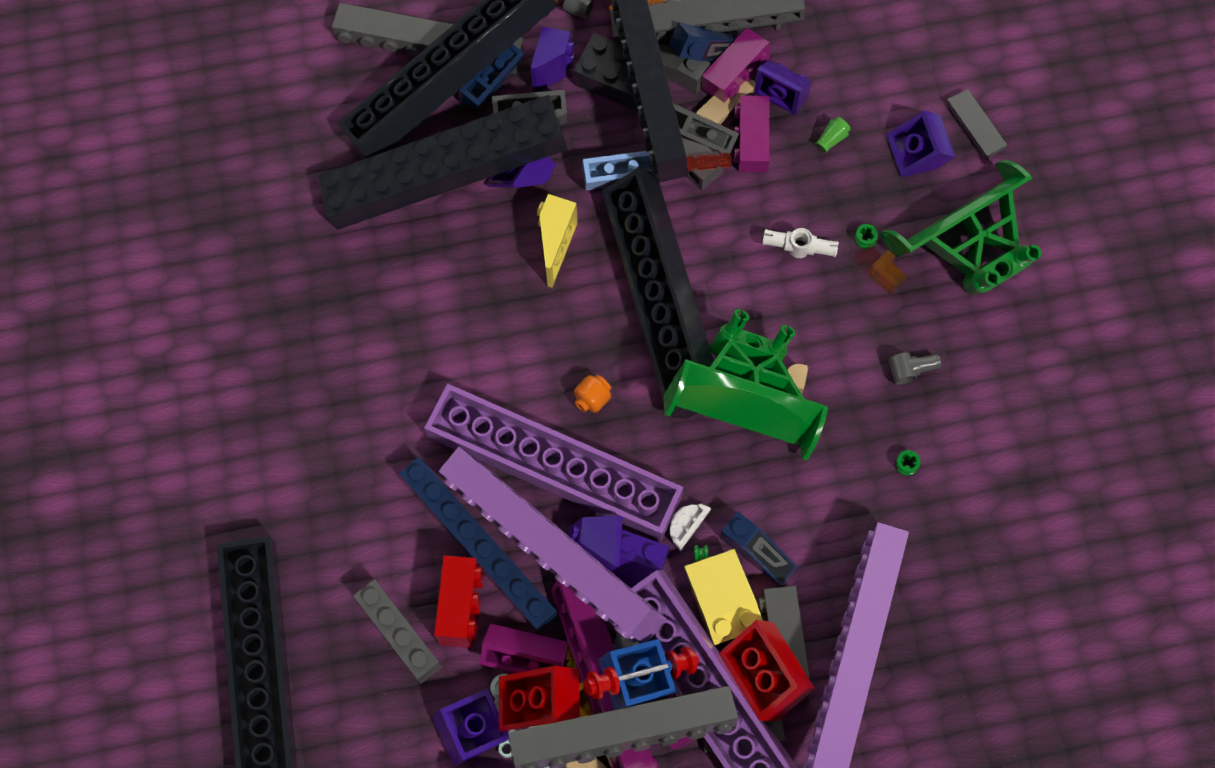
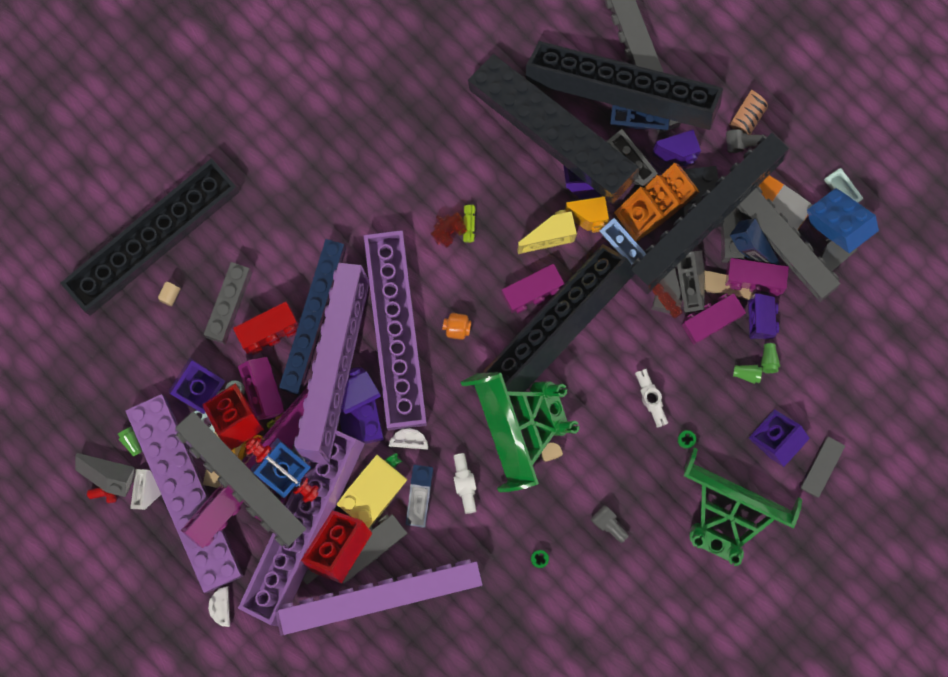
camera: 55 degrees right, 10 degrees up
(339, 695) = (168, 294): none -> tan brick
(471, 339) = (446, 226): none -> clear red hips
(485, 316) = (469, 221): none -> lime axle
(561, 179) = (589, 213): none -> light orange slope
(592, 110) = (656, 202): none -> orange slope
(603, 292) = (532, 289): none -> magenta brick
(774, 491) = (465, 483): none -> white pin
(831, 105) = (770, 360): none -> bright green cone
(886, 273) = (668, 469): clear orange panel -> none

